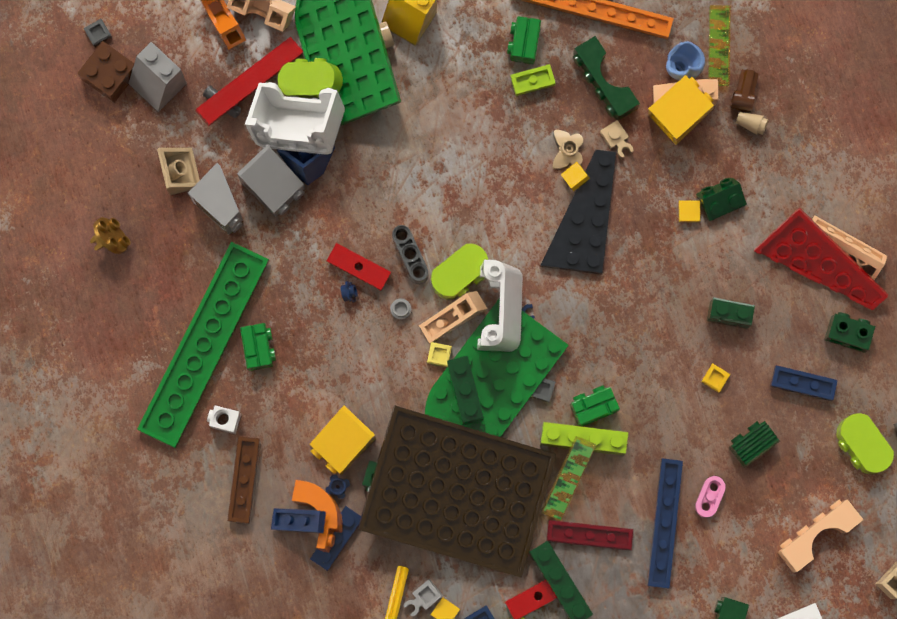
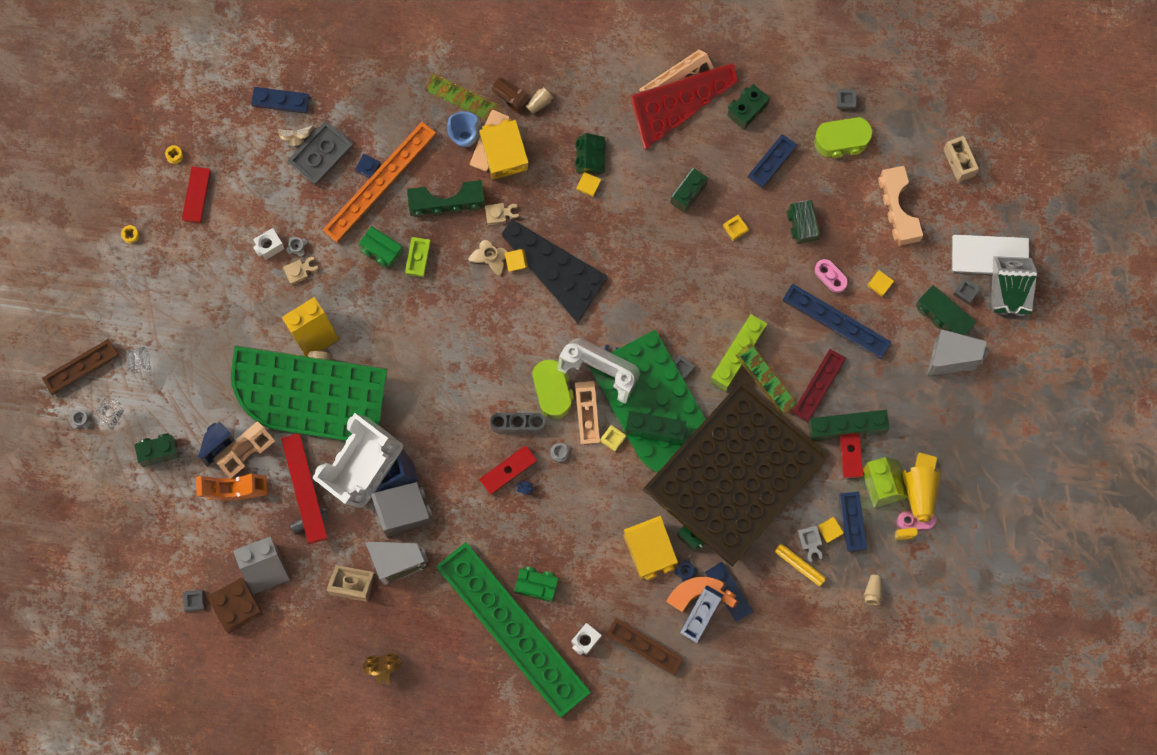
camera: 60 degrees left, 5 degrees down
(309, 78) = (327, 436): lime brick -> none
(594, 406) = (716, 332): green brick -> none
(727, 550) = (880, 283): none -> yellow tile

